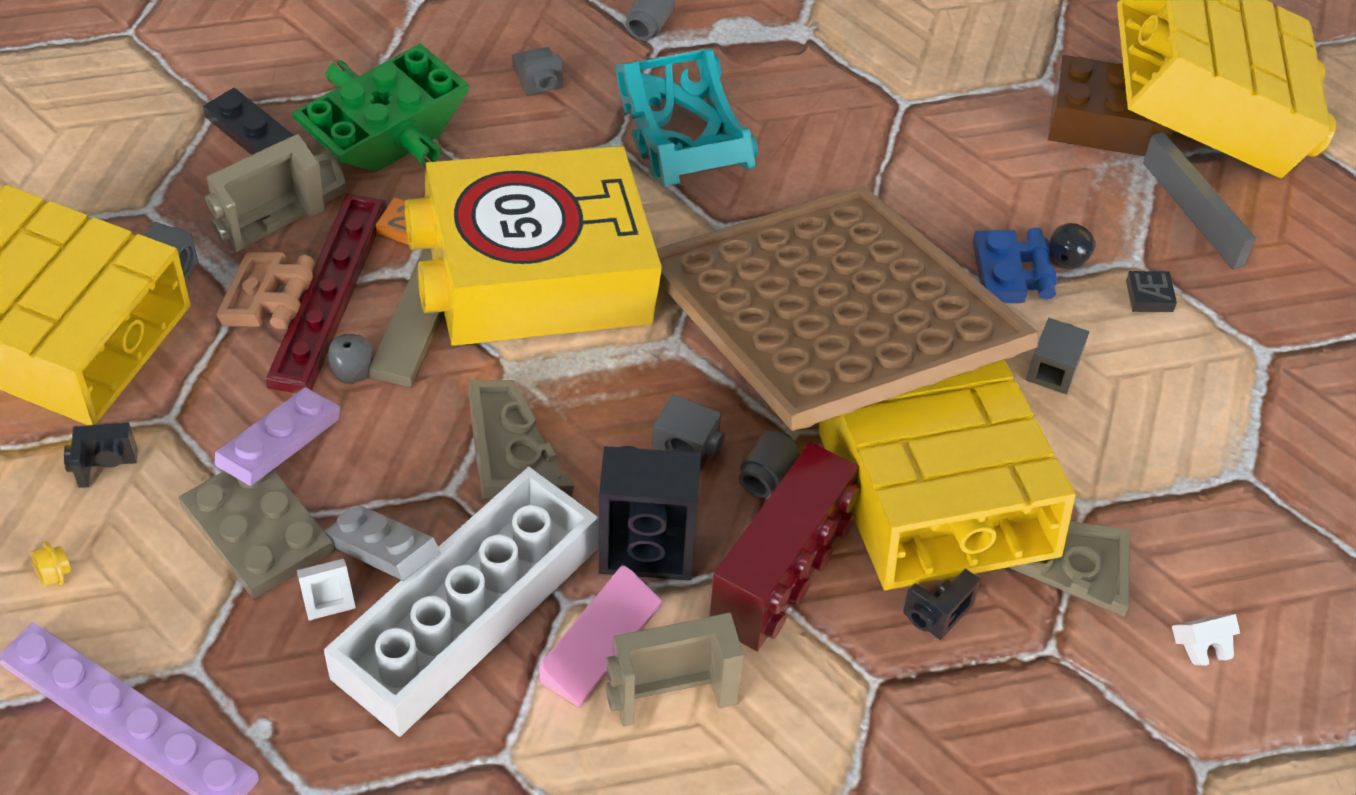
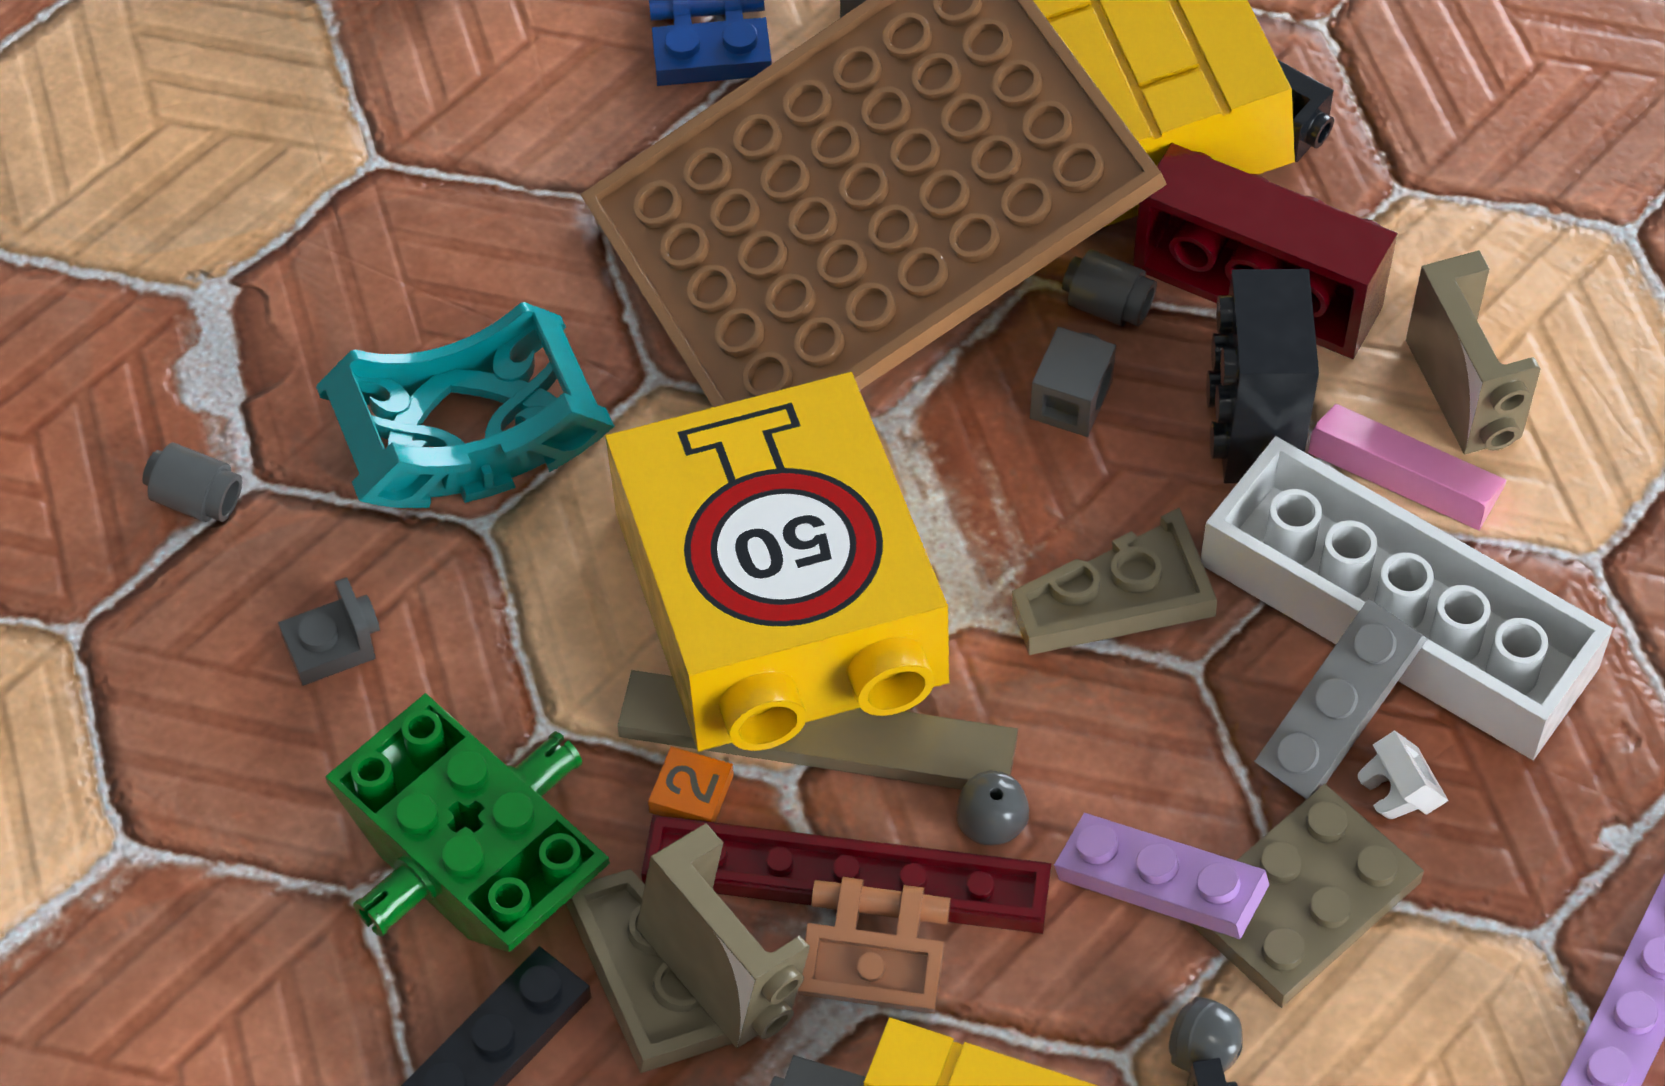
camera: 90 degrees left, 5 degrees up
(158, 448) = (1205, 1032): none -> dark grey piece

